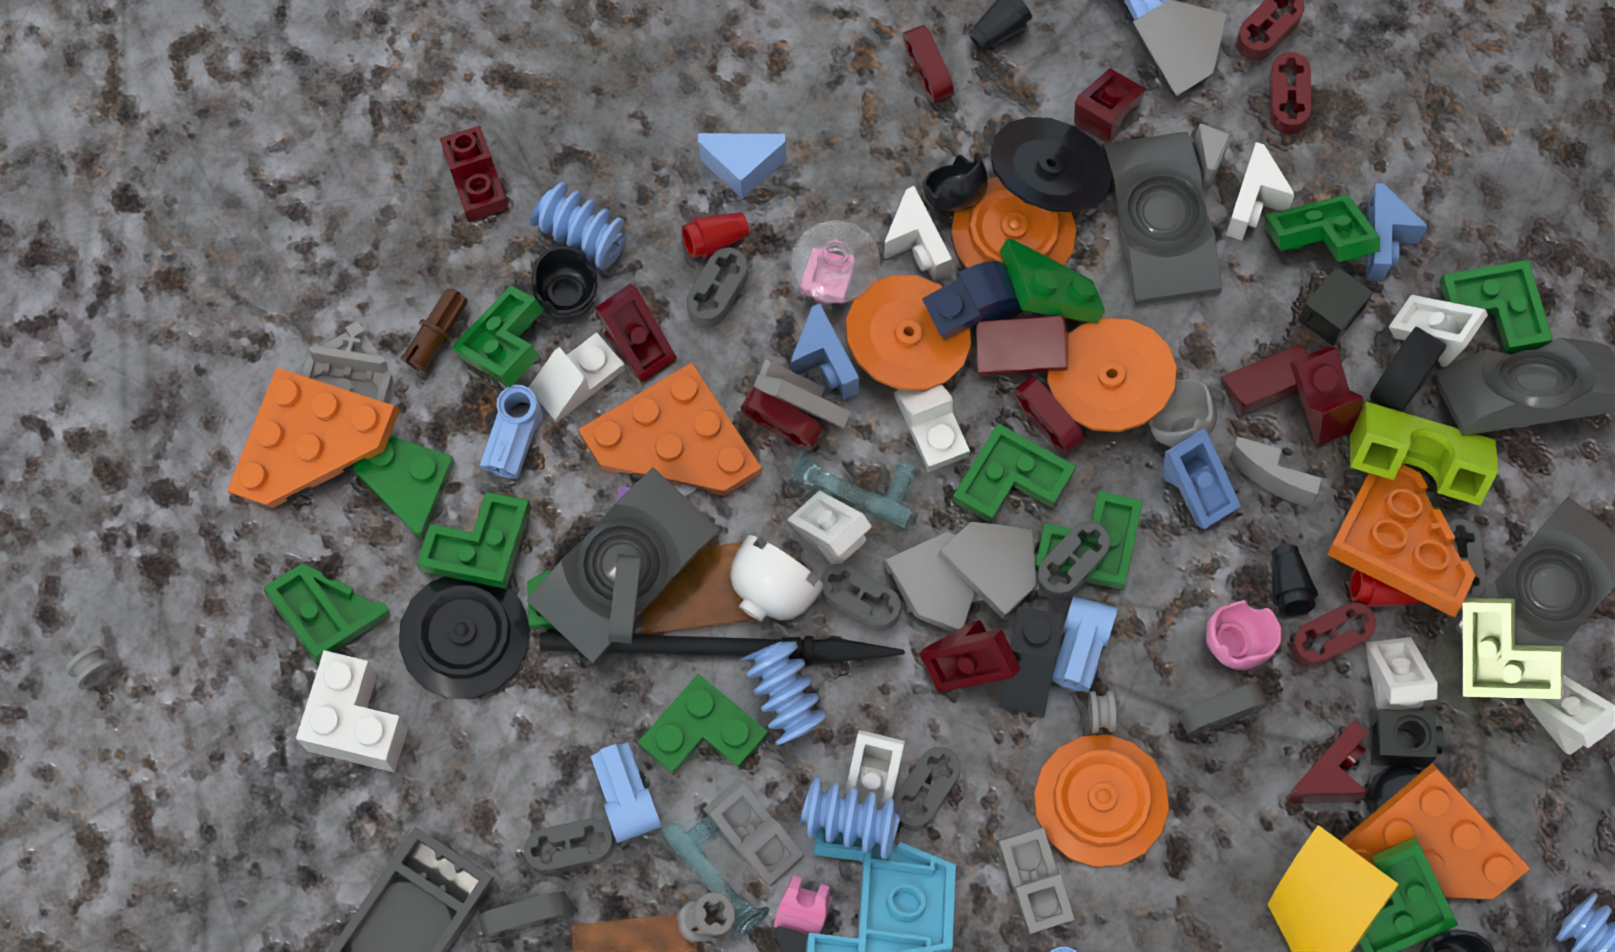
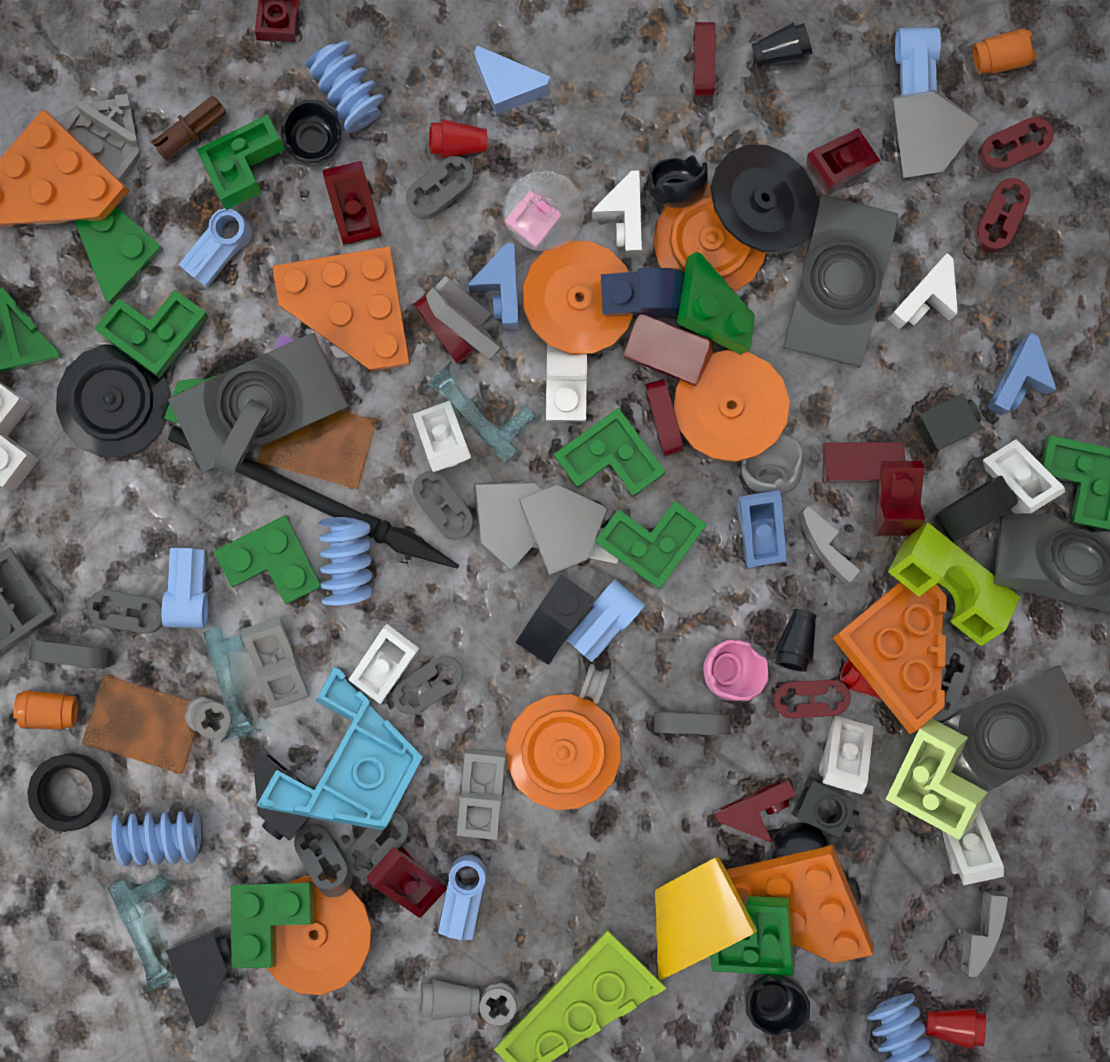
camera: 20 degrees right, 15 degrees up
(575, 377) = (290, 218): white slope -> none
(771, 582) = (371, 468): white cylinder -> none
(803, 909) = (286, 743): bright pink tile -> none
(850, 818) = (351, 689): light blue piece -> none
(969, 658) = (506, 597): dark red slope -> none
(1065, 553) = (630, 561): dark grey beam -> none
(1210, 150) = (907, 242): light grey slope -> none
(1331, 220) = (977, 346): green plate -> none

